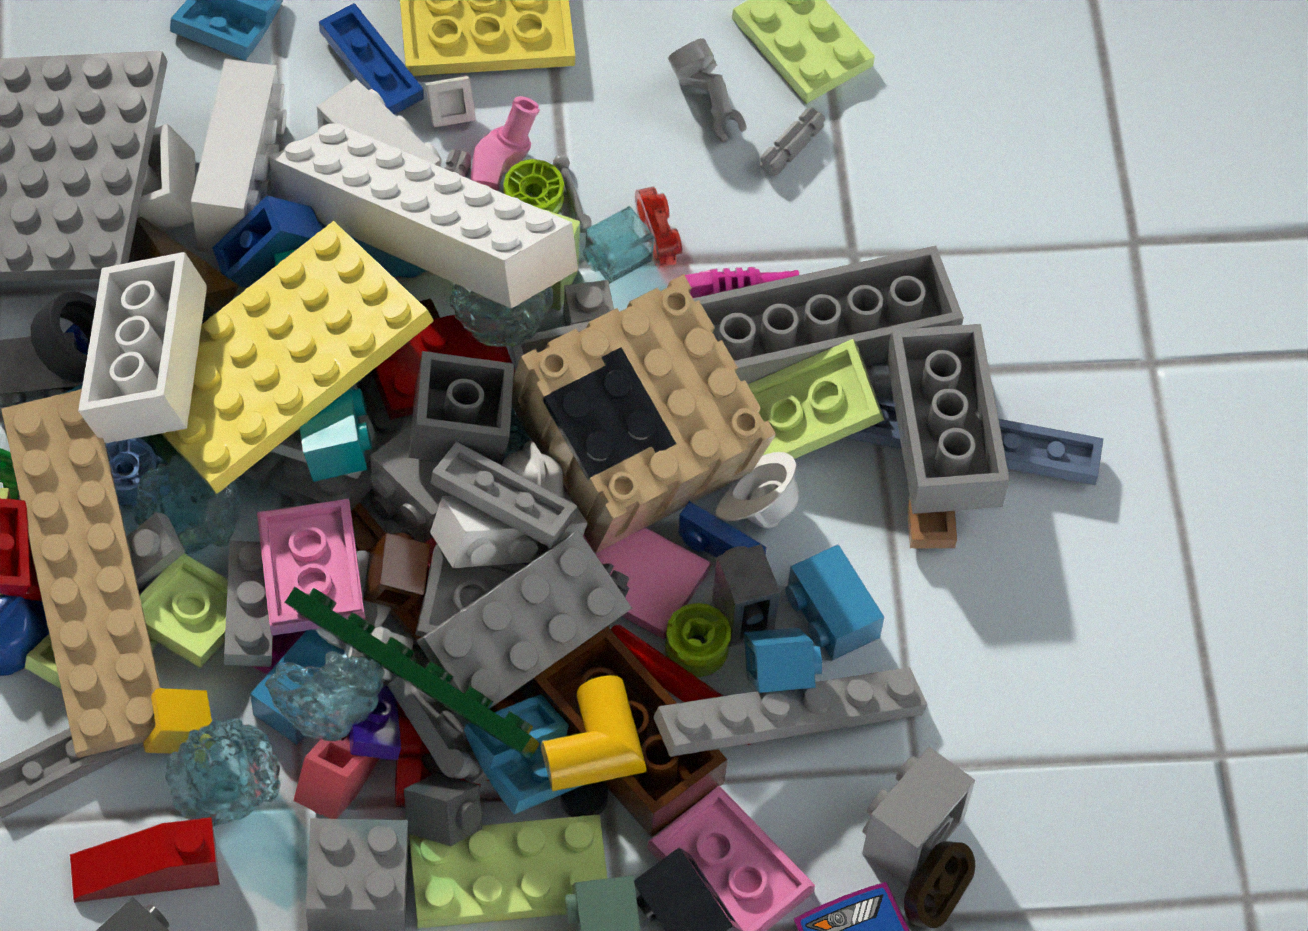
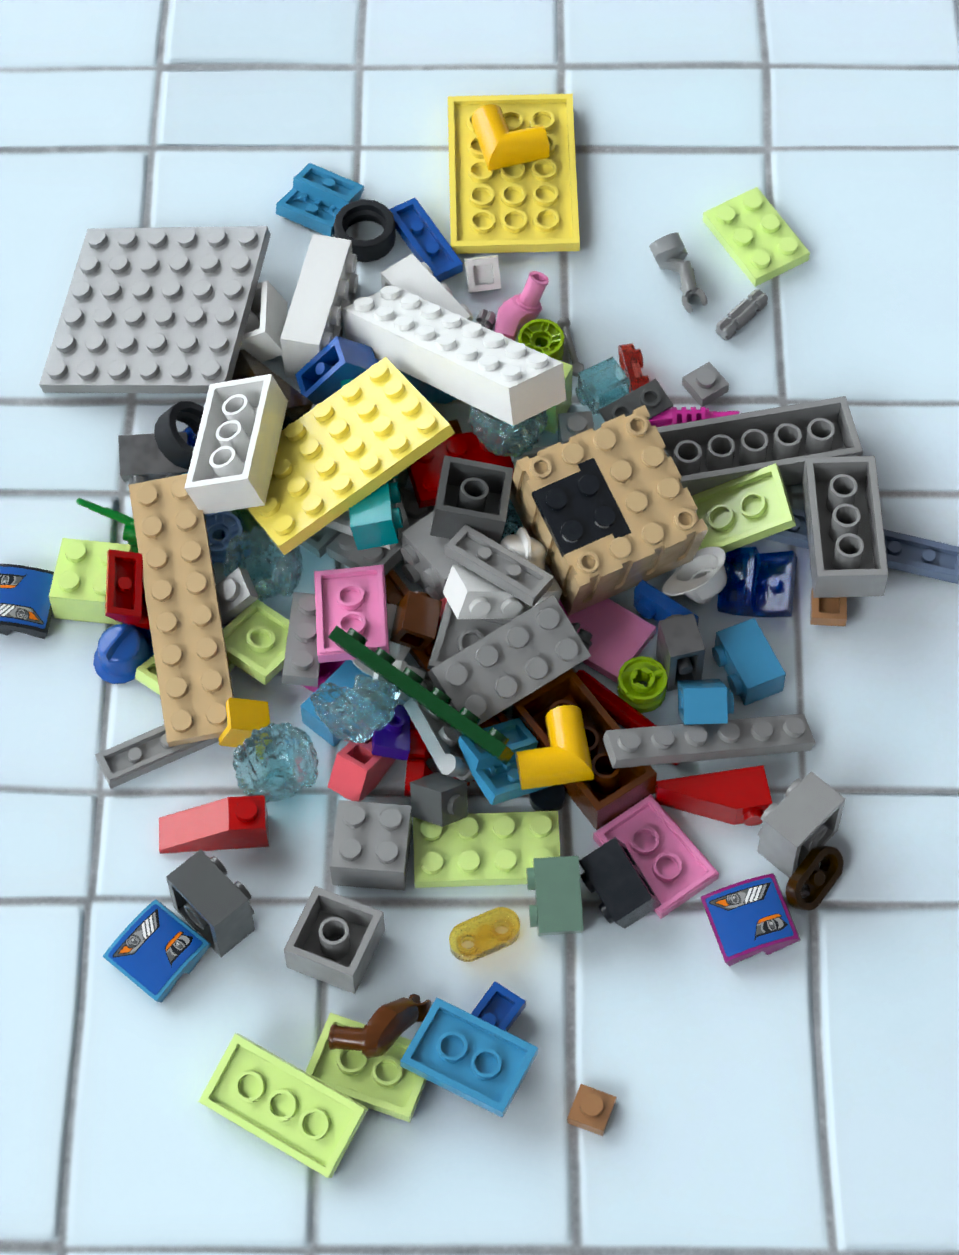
camera: 10 degrees right, 0 degrees up
(294, 24) = (367, 211): none -> black tyre
(659, 269) = (649, 395): none -> dark grey hinge
(751, 236) = (705, 384): none -> light grey plate
(815, 782) = (725, 796): none -> red slope
(839, 497) = (758, 583): none -> clear blue slope

